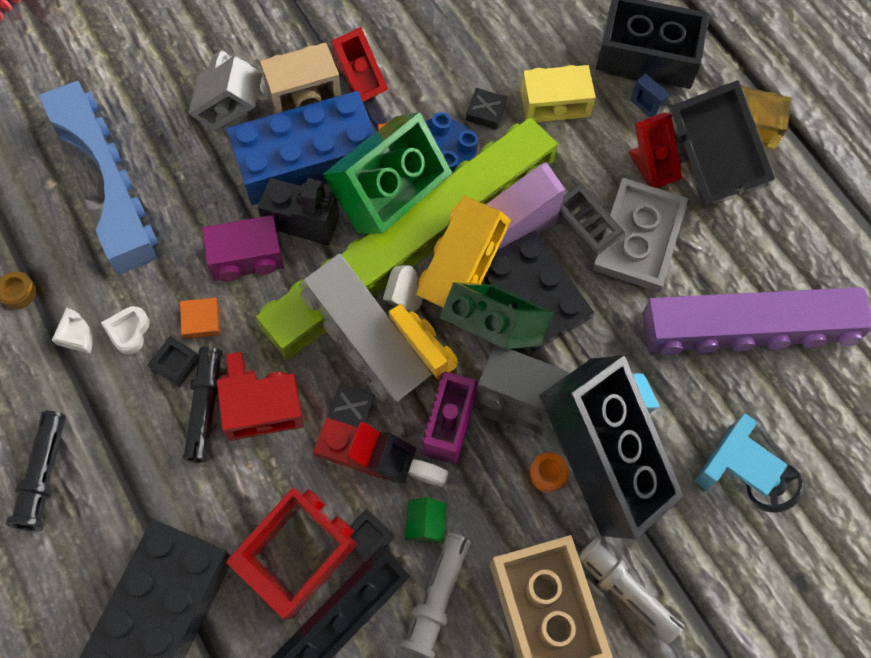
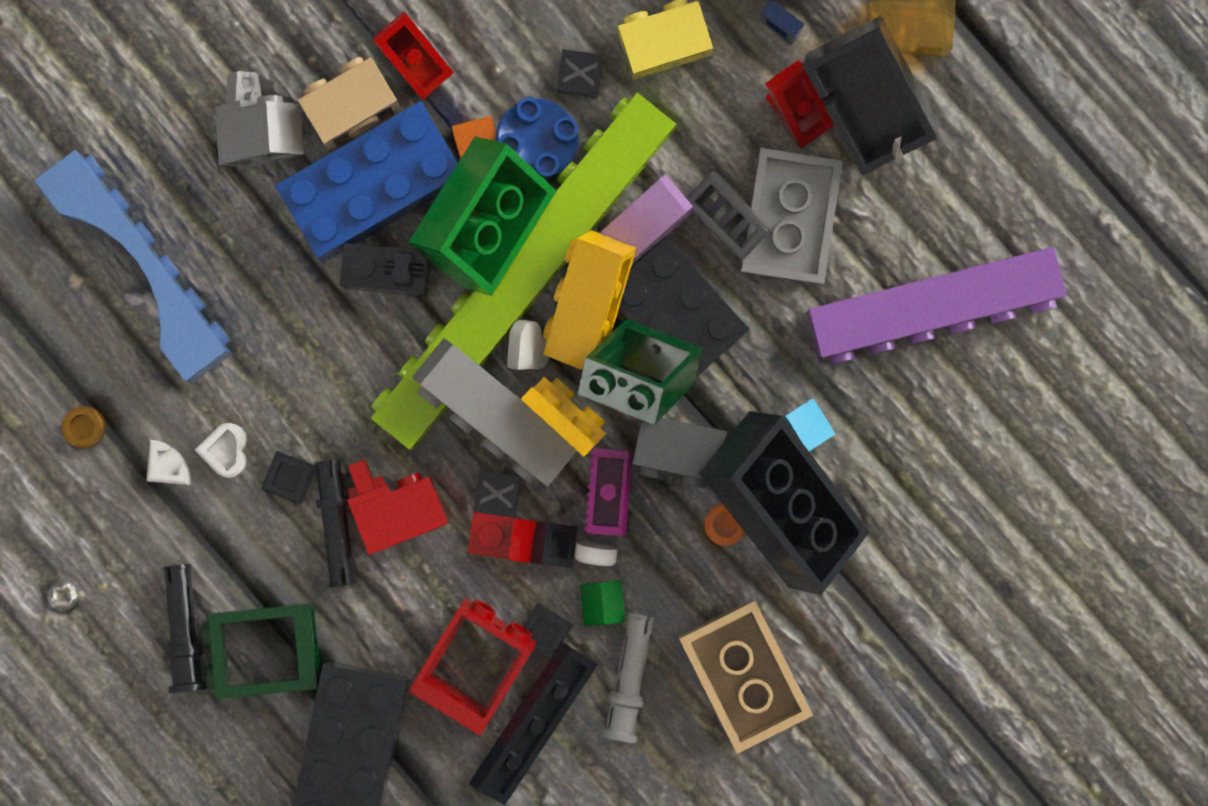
camera: 10 degrees left, 20 degrees up
(144, 507) = (306, 647): none -> dark green window
(200, 318) = (303, 421): orange tile -> none
(242, 248) = (331, 330): magenta brick -> none
(614, 576) = (808, 625): light grey pin -> none
(752, 465) = (940, 482): medium azure piece -> none

